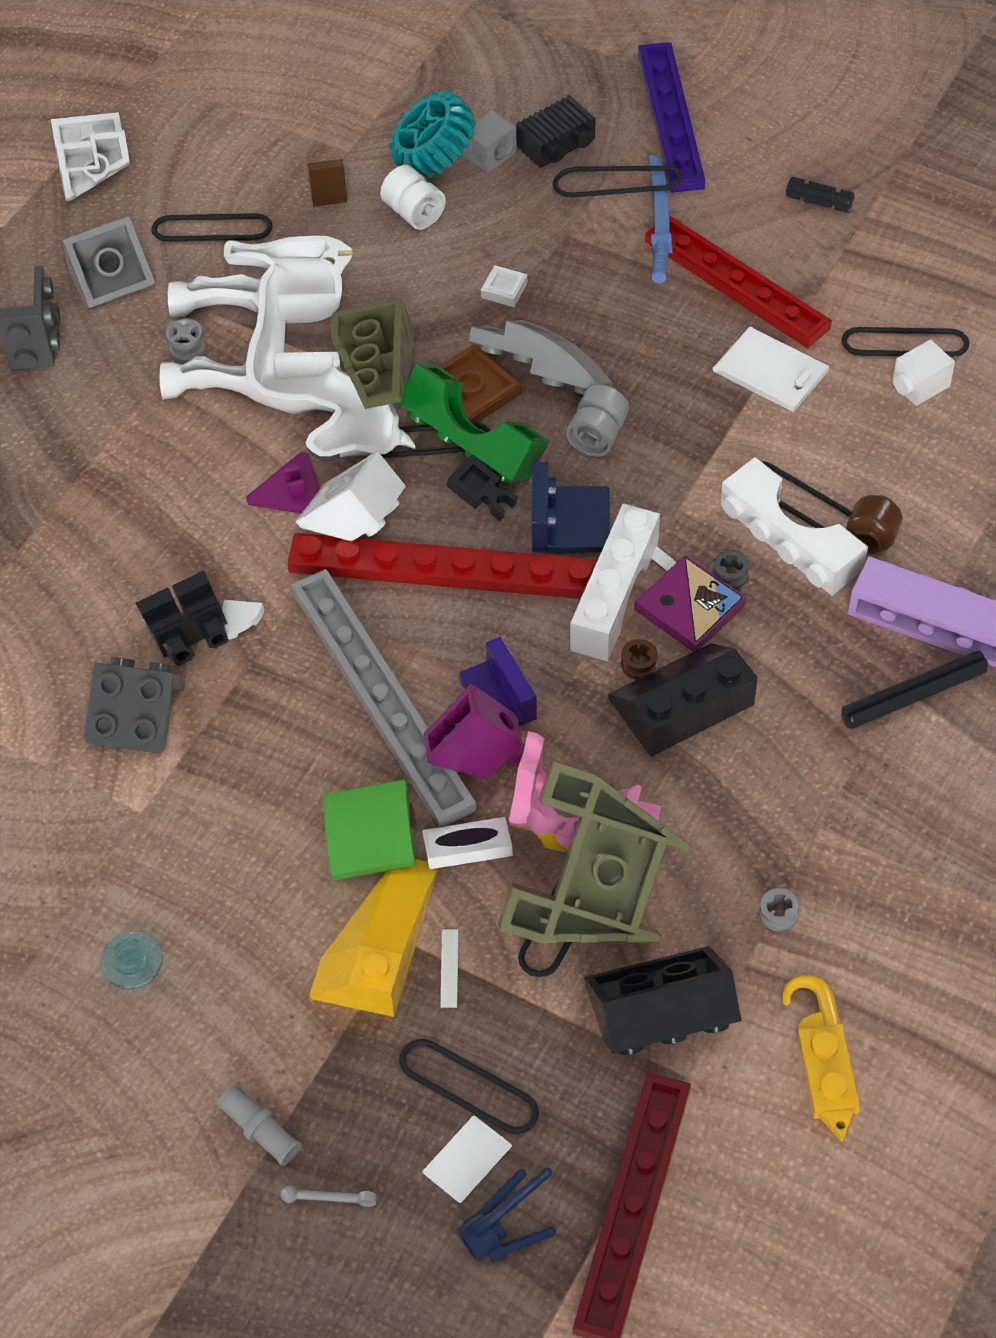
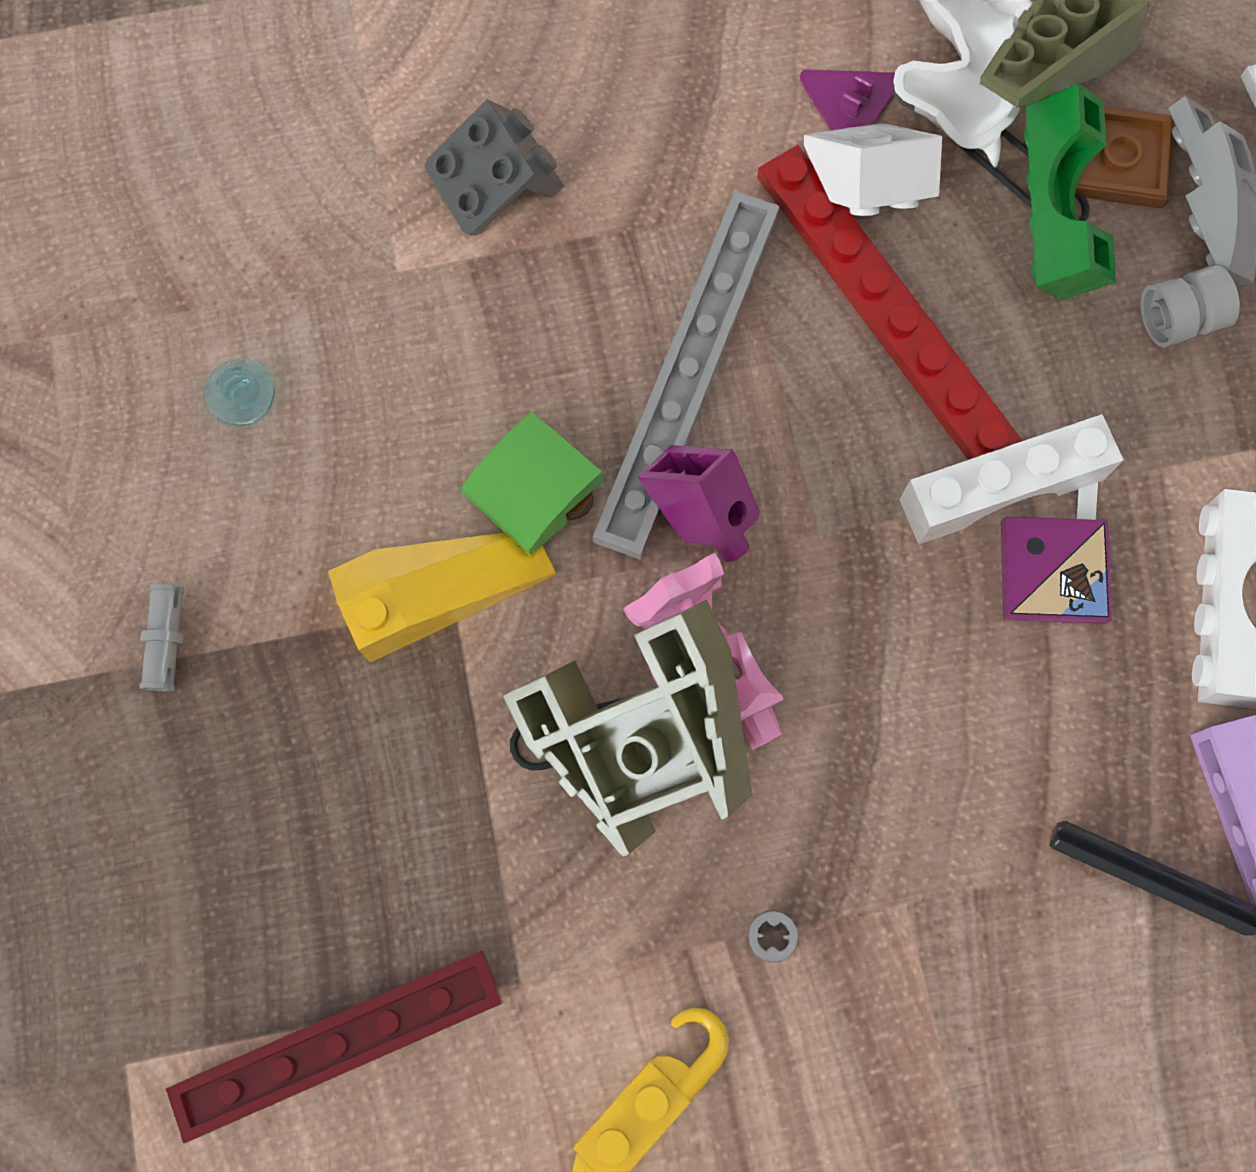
camera: 50 degrees right, 20 degrees up
(177, 634) = (616, 131): black hips -> none
(241, 616) = (664, 177): white tile -> none
(365, 1198) = (123, 719): light grey hinge -> none
(424, 1042) = (373, 787): black piece -> none
(449, 968) = (458, 671): white piece -> none
(467, 843) = (593, 579): white tile -> none
(467, 1159) = (279, 846): white sticker -> none
(480, 484) = (1006, 258): black plate -> none
(483, 1230) = (206, 927): dark blue plant -> none
(503, 681) = (790, 470): dark purple panel -> none
(568, 515) = (1049, 369): dark blue bracket -> none
(639, 648) = (956, 562): reddish brown bush -> none
(663, 1000) = (574, 901): black slope -> none
(686, 697) = (939, 652): black slope -> none
(732, 559) = (1147, 585): dark grey bush -> none

